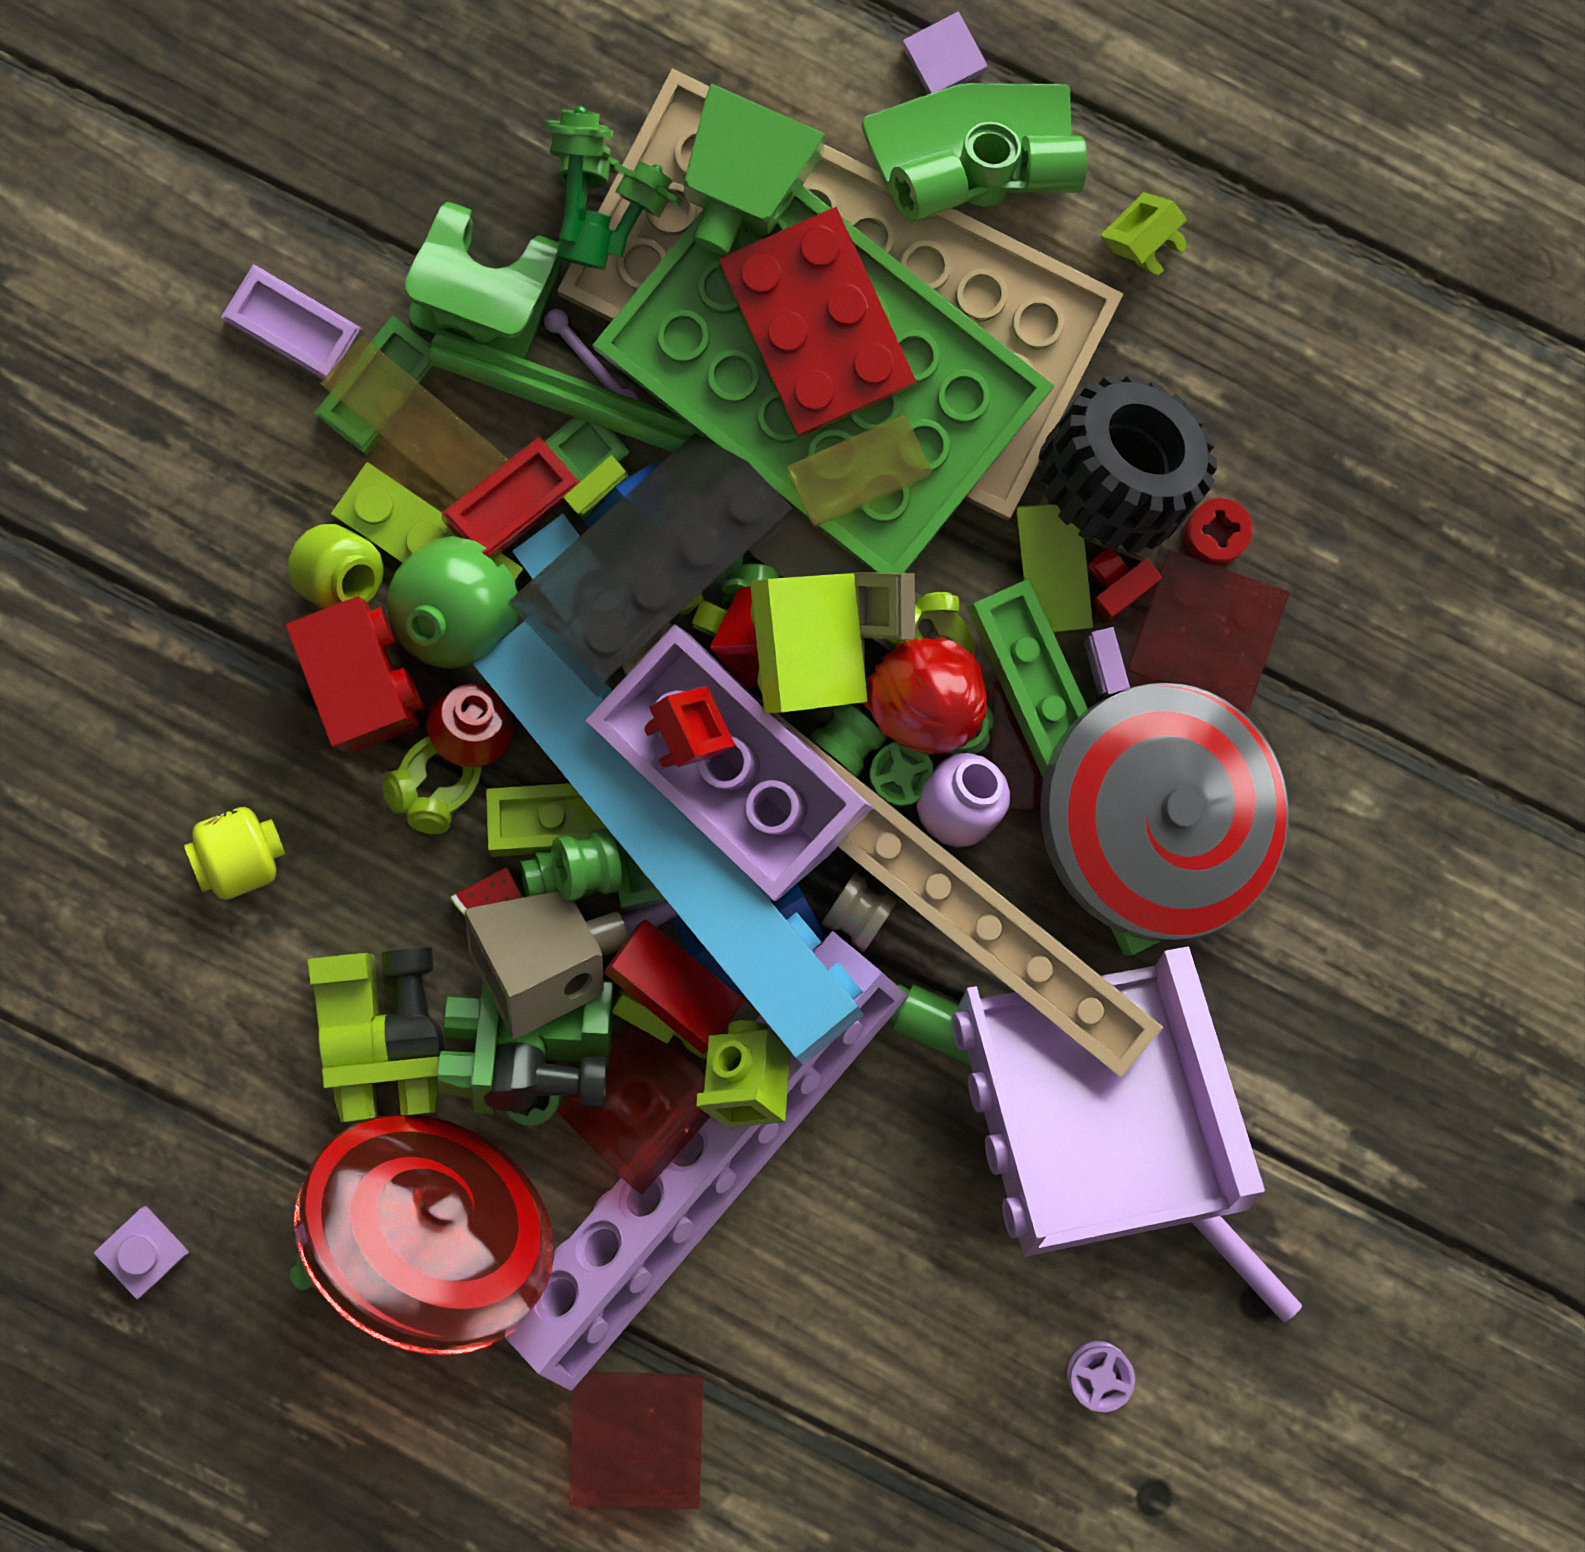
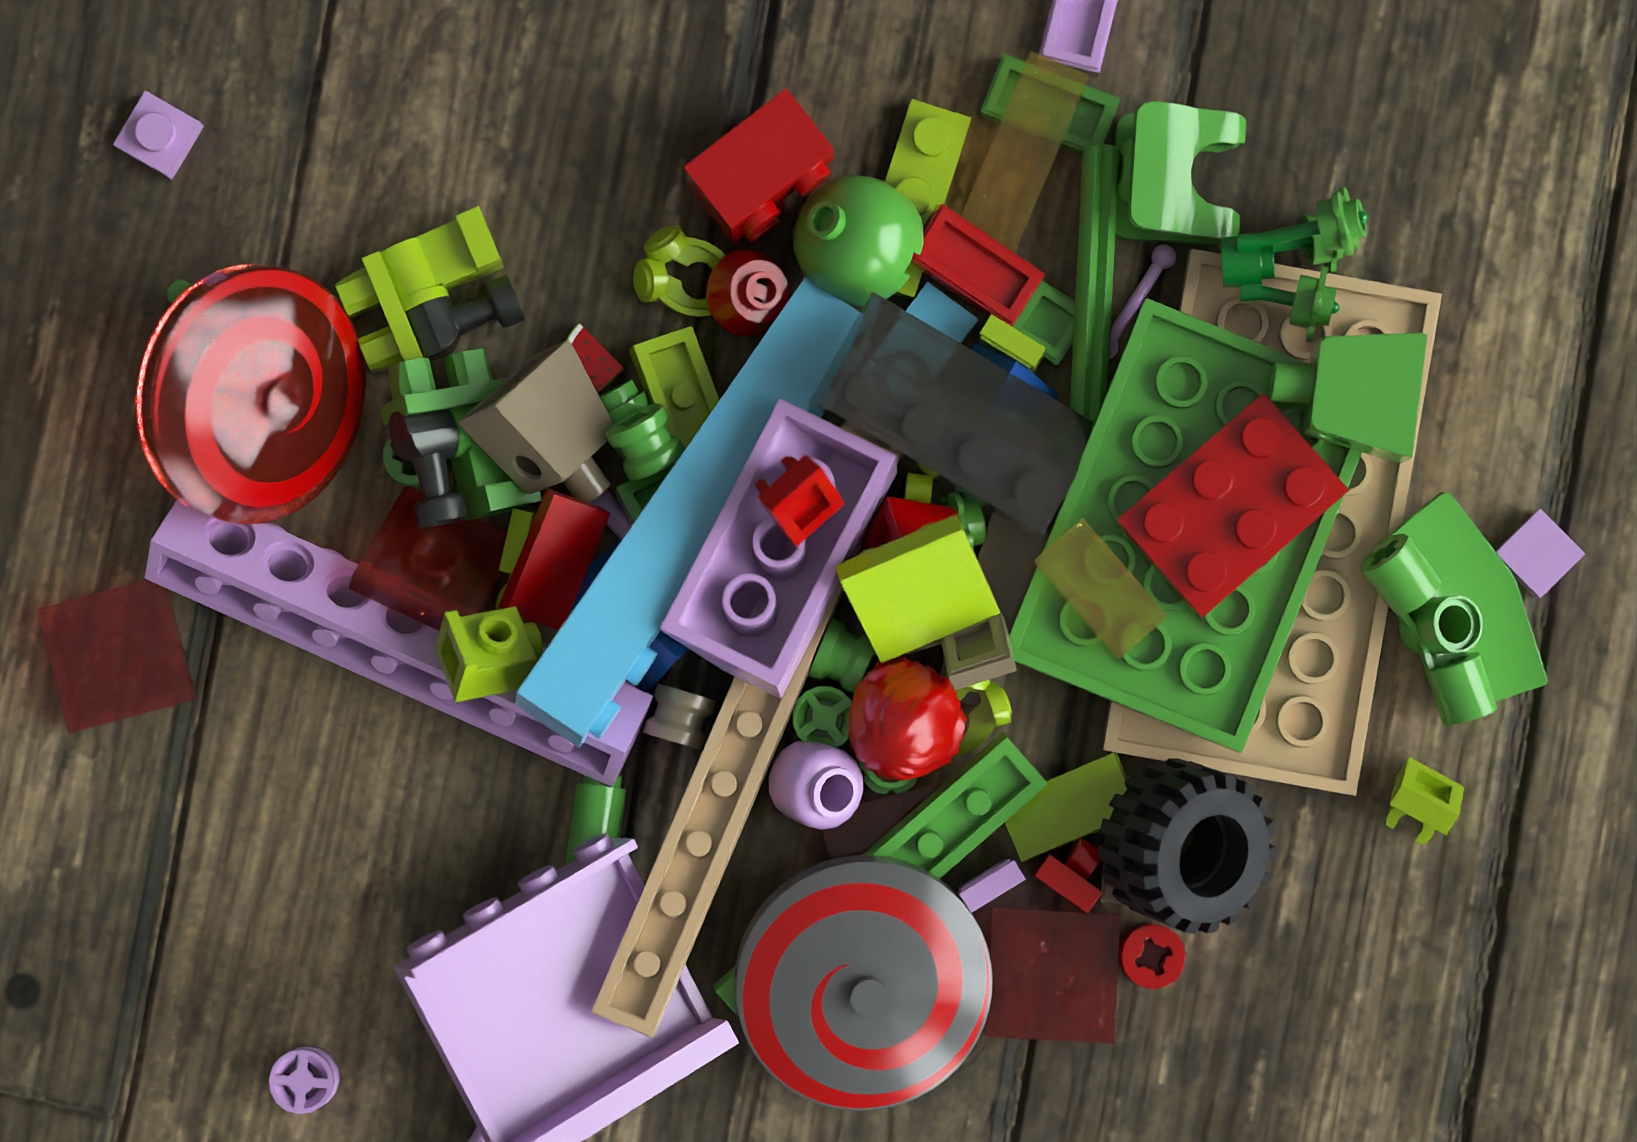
camera: 75 degrees right, 0 degrees up
(234, 853) = (559, 106): neon yellow head -> none
(334, 566) = (859, 118): lime head -> none

